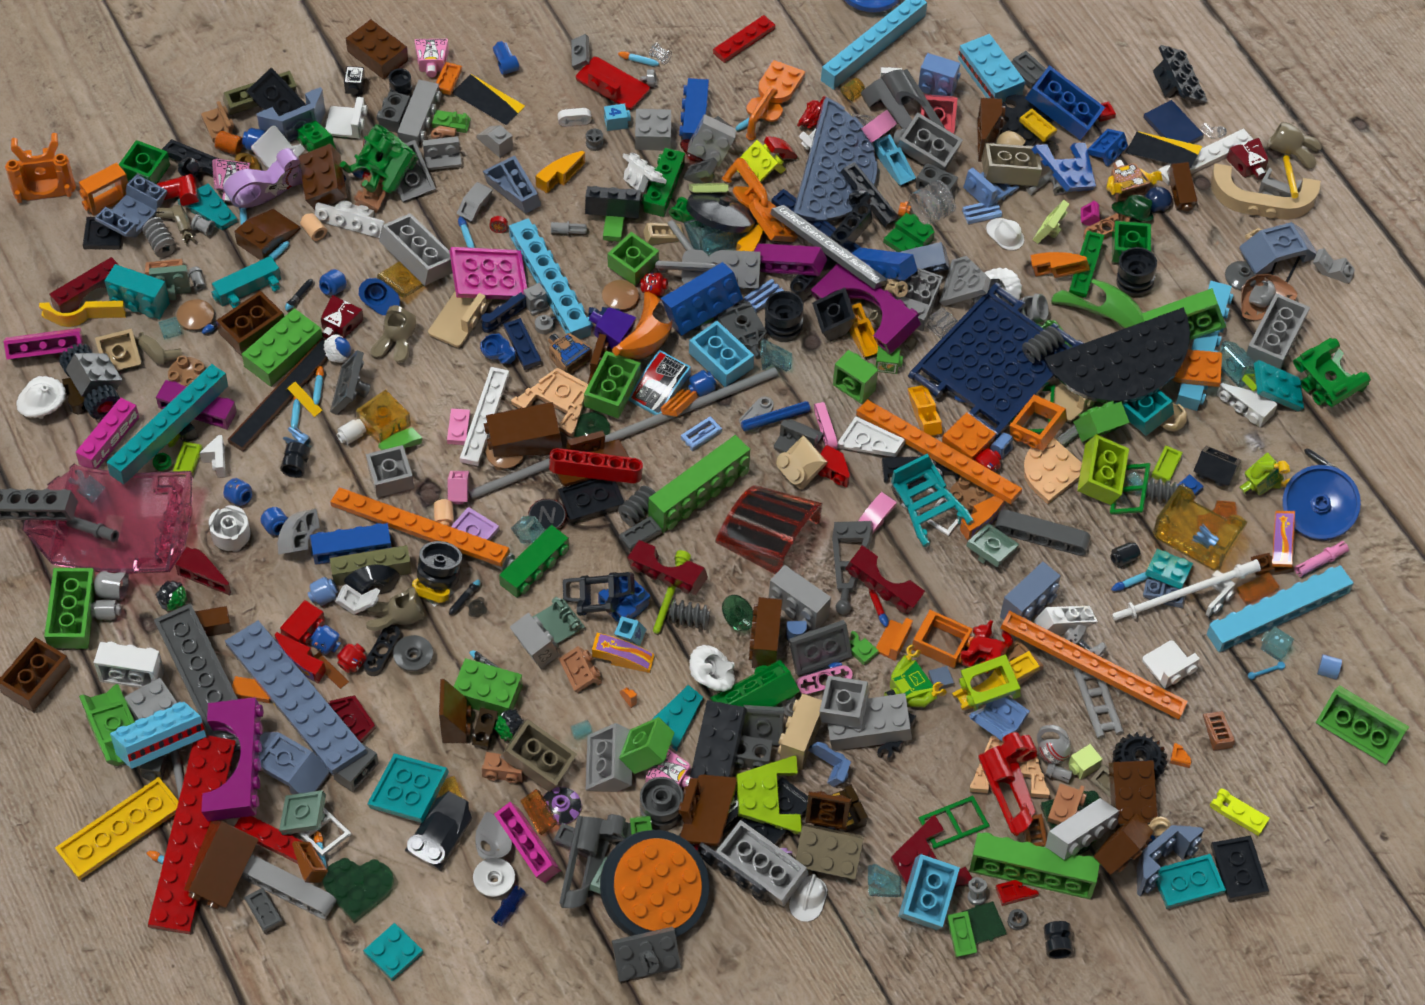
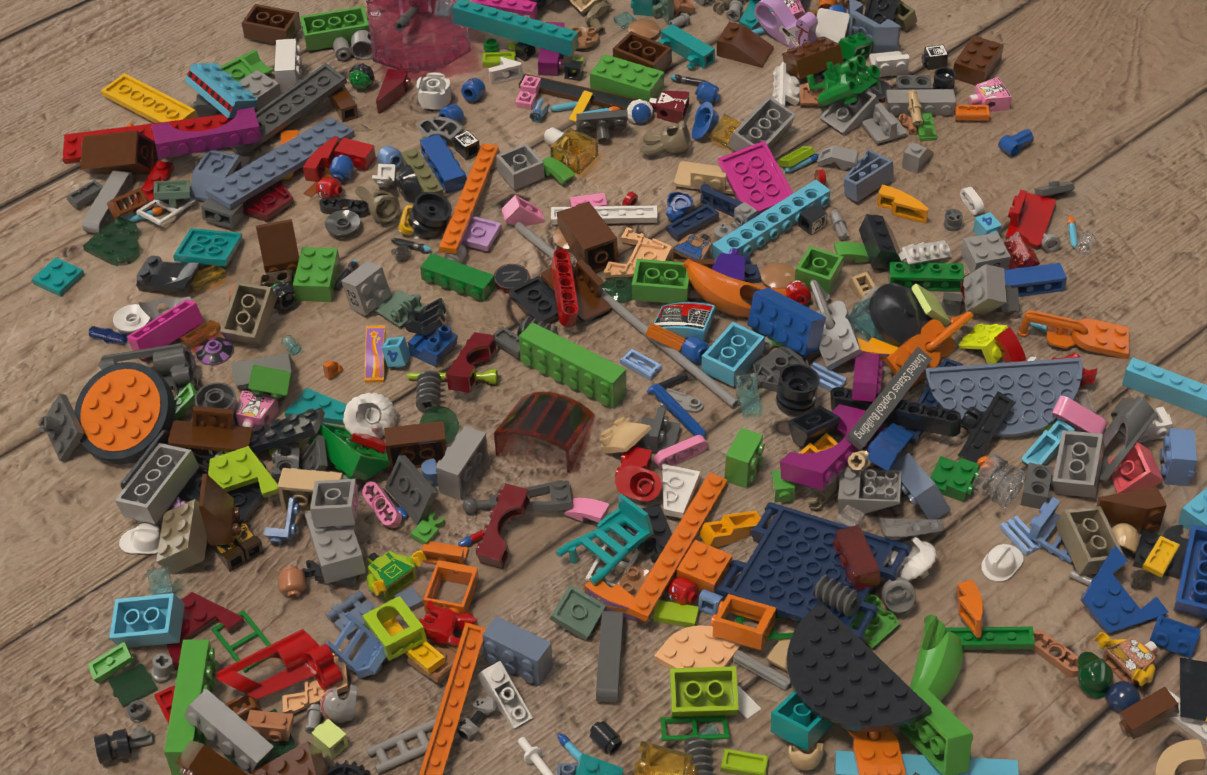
camera: 80 degrees right, 10 degrees down
(241, 391) = (574, 69): none -> black piece
(261, 442) = (528, 93): none -> bright pink slope
(279, 250) = (727, 58): medium azure piece -> none
(295, 459) = (515, 112): black wheel -> none
(313, 226) = (762, 70): light nougat brick -> none
(330, 515) = (466, 145): none -> black brick
(426, 114) = (914, 107): none -> tan pin
(444, 512) = (489, 210): light nougat brick -> none
(458, 233) = (796, 156): none -> lime tile
(472, 388) = (630, 199): none -> red tile
(488, 99) = (965, 145): black sticker -> none
(528, 529) = (486, 262): clear light blue brick -> none
(557, 245) = (812, 219): none -> black brick
(580, 669) = (351, 332): nougat bracket -> none
(663, 100) = (1021, 252): none -> clear red brick
(733, 419) = (670, 382): none -> black piece
(744, 39) = (1145, 302): red plate -> none
(746, 673) = (369, 441): none -> red tile
(853, 89) = (1126, 392): clear yellow brick -> none
(862, 464) = (638, 483): none -> red piece
(900, 768) = (291, 582): none -> nougat head
(951, 721) = (358, 610): none -> sand blue plate
(1005, 319) = (856, 557): none -> clear red brick
(1009, 468) = (675, 614): none -> lime tile
(1045, 916) = (140, 737): none -> light grey plate
(1050, 225) = (1027, 591): yellowish green hinge -> none
(1090, 213) = (1066, 633): dark pink brick -> none
(1101, 420) = (761, 673): bright green brick -> none
(1129, 235) = (1037, 674): green brick -> none
(1136, 271) = (995, 683): black wheel -> none

